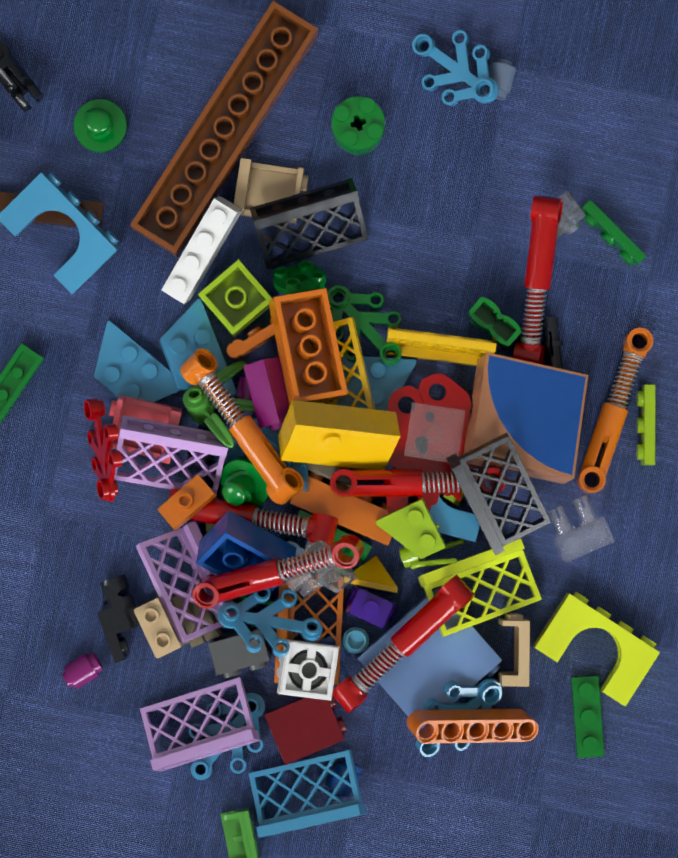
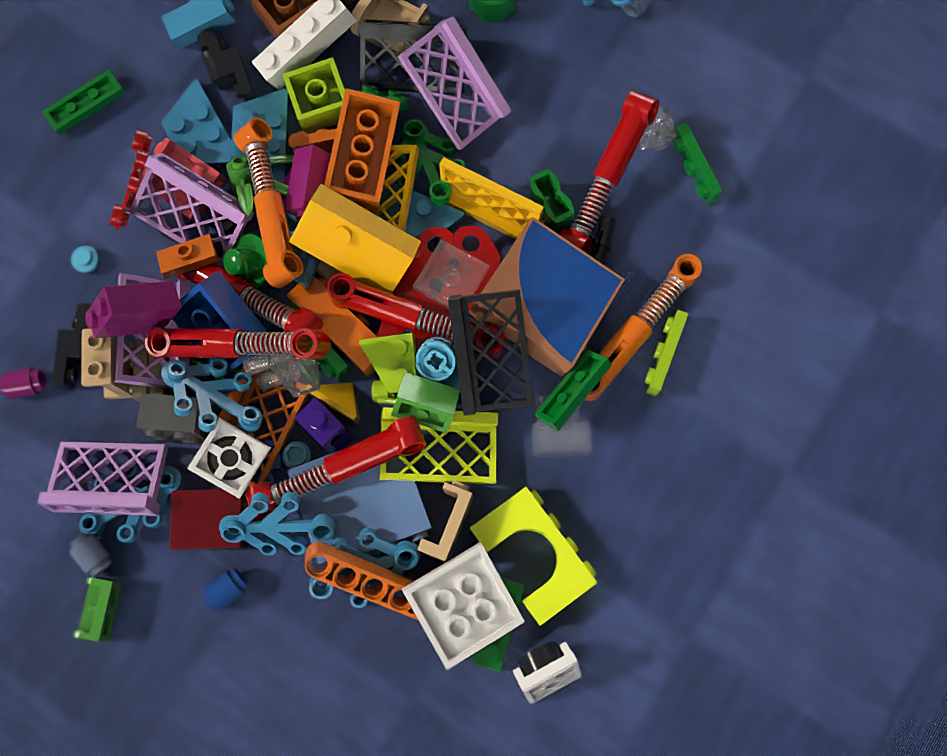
camera: 30 degrees right, 10 degrees down
(83, 535) = (85, 259): none -> medium azure plate
(131, 299) = (224, 65): none -> black plate
(175, 577) = (132, 309): none -> magenta brick
(214, 795) = (90, 554): none -> sand blue brick
(311, 817) = (179, 615): dark azure fence -> none
(370, 712) = (240, 527): none -> dark azure plant
(372, 225) = (468, 65): none -> lavender fence
(452, 515) = (436, 359): none -> medium azure wheel
(459, 556) = (427, 401): none -> bright green panel
(556, 715) = (463, 605): none -> white plate
(580, 496) = (573, 389): none -> green plate
(643, 740) = (546, 670): none -> white piece

